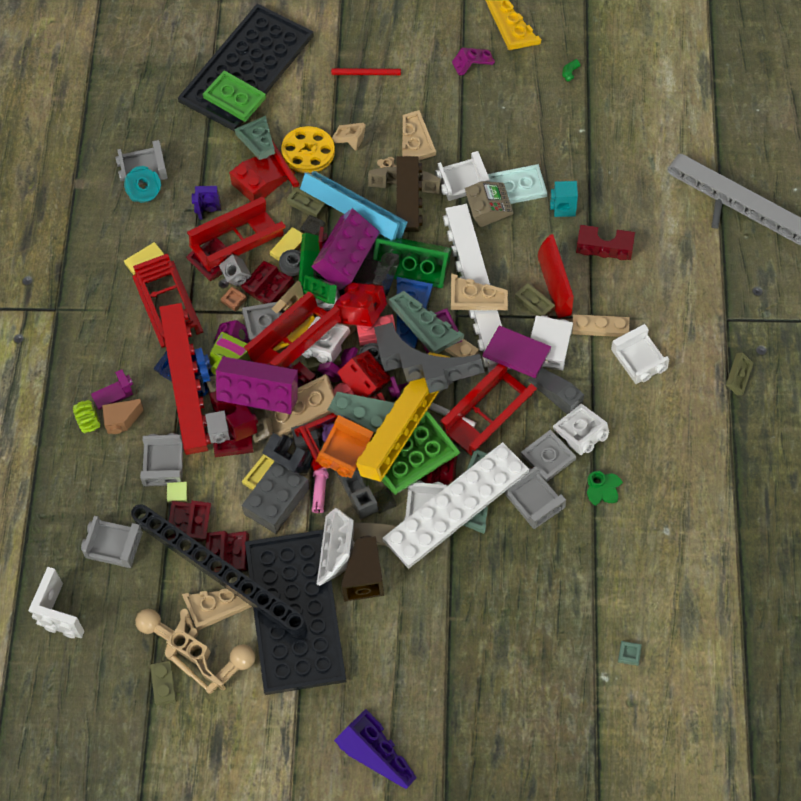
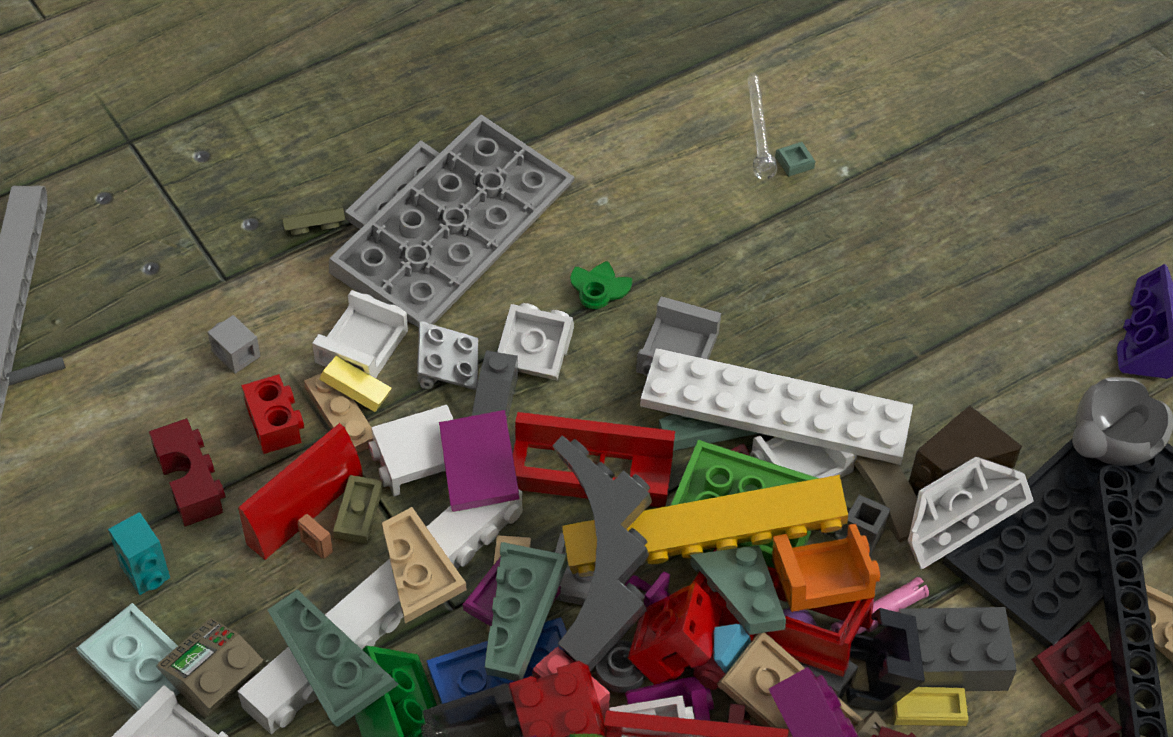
camera: 130 degrees left, 10 degrees down
(320, 648) = (1121, 423): none -> light grey piece
(340, 385) = (729, 644): none -> medium azure slope
(451, 236) = (333, 664): none -> sand green wing
(530, 275) = (315, 536): none -> nougat tile
(548, 455) = (603, 362): light grey plate -> none
(602, 386) = (446, 357): none -> light grey hinge
(605, 336) = (355, 383): none -> light yellow tile
(617, 288) = (270, 406): none -> red brick
(635, 630) = (764, 163): none -> clear piece
(673, 297) = (234, 344): none -> light grey brick
(700, 441) = (445, 219): none -> light grey slope

